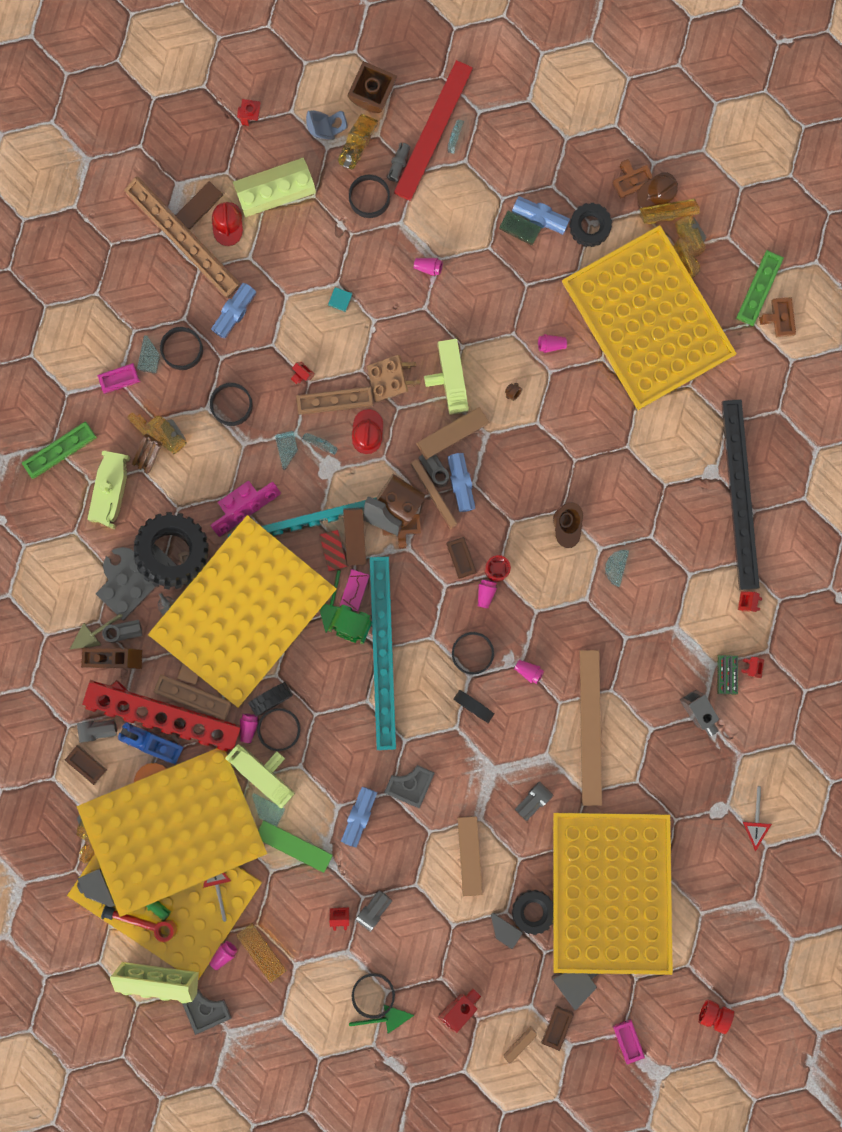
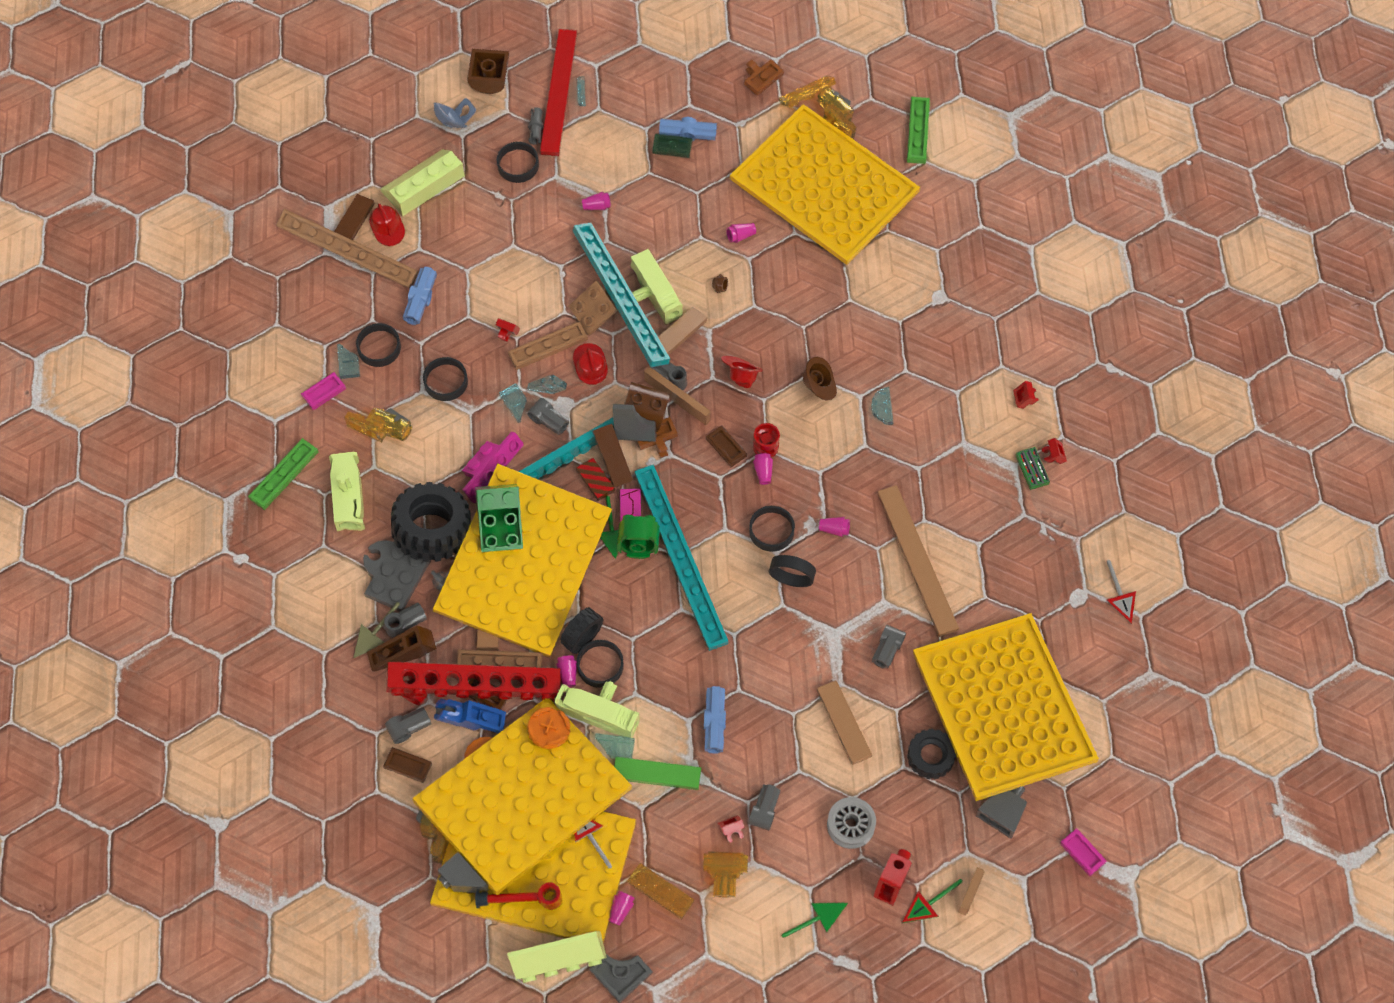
camera: 15 degrees left, 20 degrees down
(141, 464) = (380, 463): reddish brown tile -> none
(159, 910) = (534, 878): green pin -> none
(213, 779) = (548, 728): none -> orange tile
(230, 570) = (499, 517): none -> green slope
(248, 111) = (376, 120): red bracket -> none
(309, 472) = (544, 413): none -> dark grey piece
(320, 955) = (725, 869): none -> clear yellow piece
(340, 299) = (521, 256): teal tile -> none
(357, 141) = (490, 118): clear yellow plate -> none
(367, 1015) = (796, 917): black tyre -> none
(410, 787) = (757, 676): dark grey tile -> none
(415, 377) = (621, 295): none -> teal plate
(447, 966) = (840, 807): none -> light grey wheel
(461, 482) = (700, 377): medium blue piece -> none
(473, 1041) = (921, 909): none -> piece
(501, 487) = (741, 371): none -> red piece
(505, 931) = (909, 784): dark grey tile -> none
(557, 1028) = (1003, 864): reddish brown tile -> none
(596, 211) = (738, 136): black tyre -> none
(658, 190) = (790, 77): reddish brown piece -> none
(697, 706) = (1021, 506): dark grey torso -> none
(720, 1018) = (1161, 792): red wheel -> none
(740, 495) = (976, 306): black plate -> none
(782, 317) = (949, 145): dark orange plate -> none

